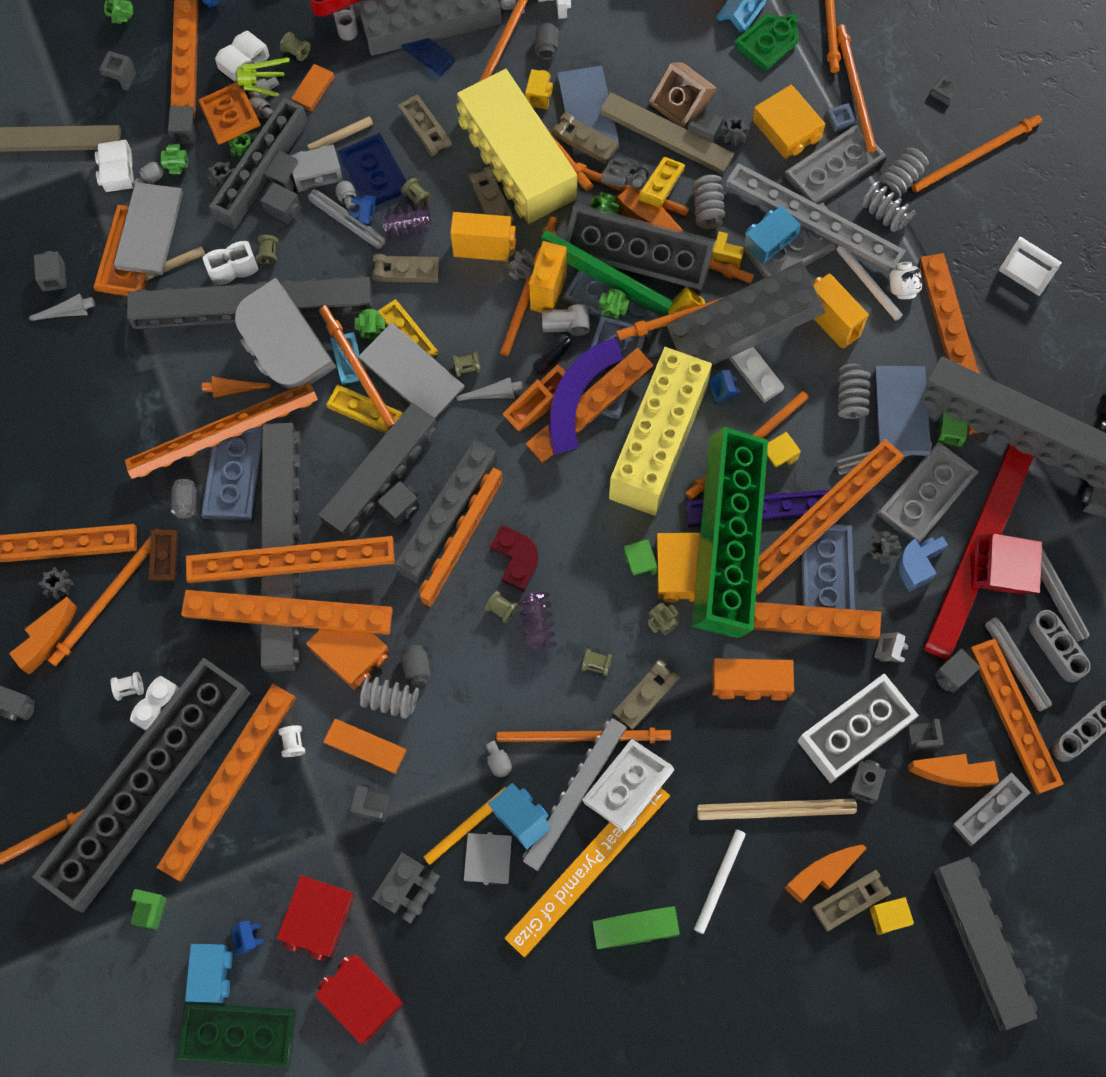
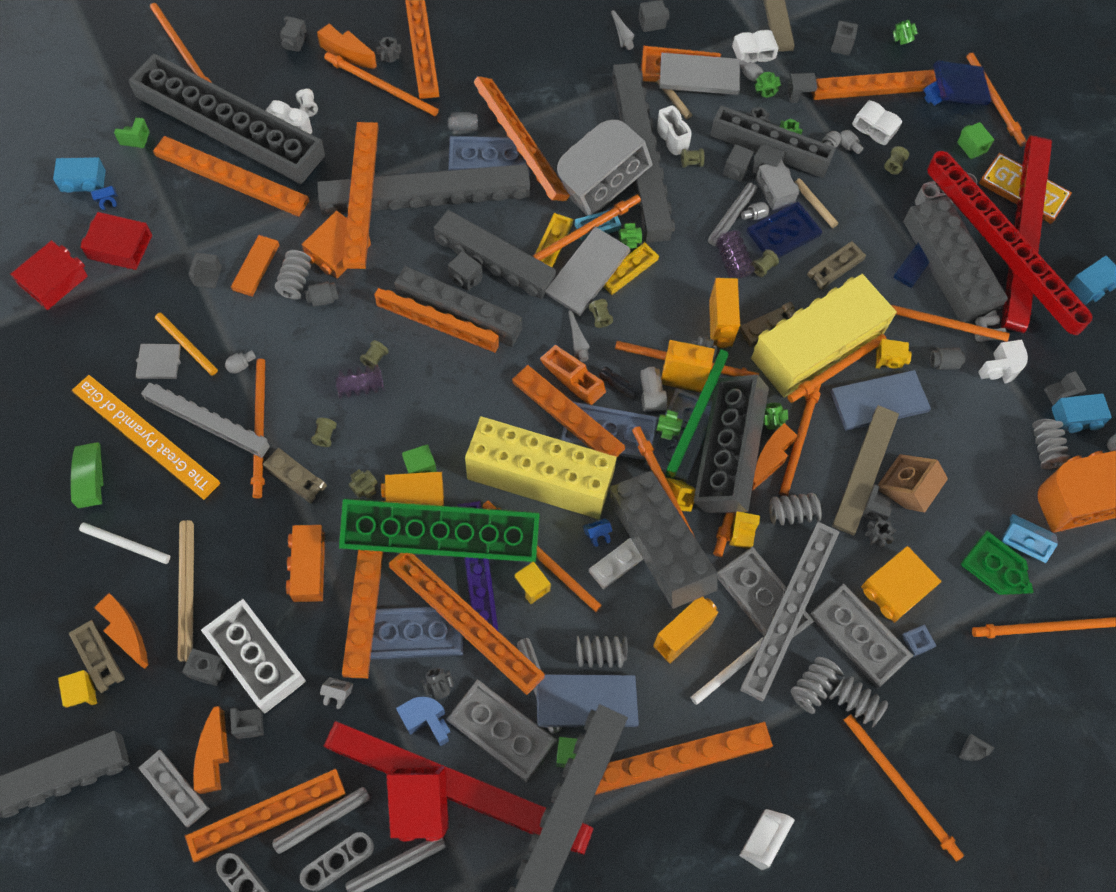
camera: 80 degrees right, 5 degrees down
(163, 555) = (413, 113): reddish brown plate -> none
(223, 386) = (563, 138): orange piece -> none
(229, 113) = (818, 116): orange tile -> none
(236, 1035) = (33, 202): dark green tile -> none
(247, 75) = (856, 124): lime plant -> none
(290, 559) = (405, 192): orange plate -> none
(291, 741) = (259, 213): white bush -> none
(313, 87) = (859, 178): orange tile -> none
(366, 208) = (741, 223): blue tile -> none
(399, 883) = (139, 296): dark grey plate -> none
(405, 269) = (690, 263): dark tan plate -> none
(519, 815) = (185, 375): dark azure brick -> none
(522, 554) = (425, 370): dark red plate -> none
(569, 391) = (579, 391): dark purple tile -> none
(585, 138) = (844, 396): dark tan plate -> none
(622, 173) = (812, 430): dark grey plate -> none
(628, 785) = (209, 460): white plate -> none
(661, 182) = (808, 464): yellow tile -> none
(771, 234) = (764, 566): dark azure brick -> none
(844, 41) = (1012, 641): orange bar -> none
(905, 280) = (731, 702): white head -> none
(956, 671) = (311, 754): dark grey brick -> none

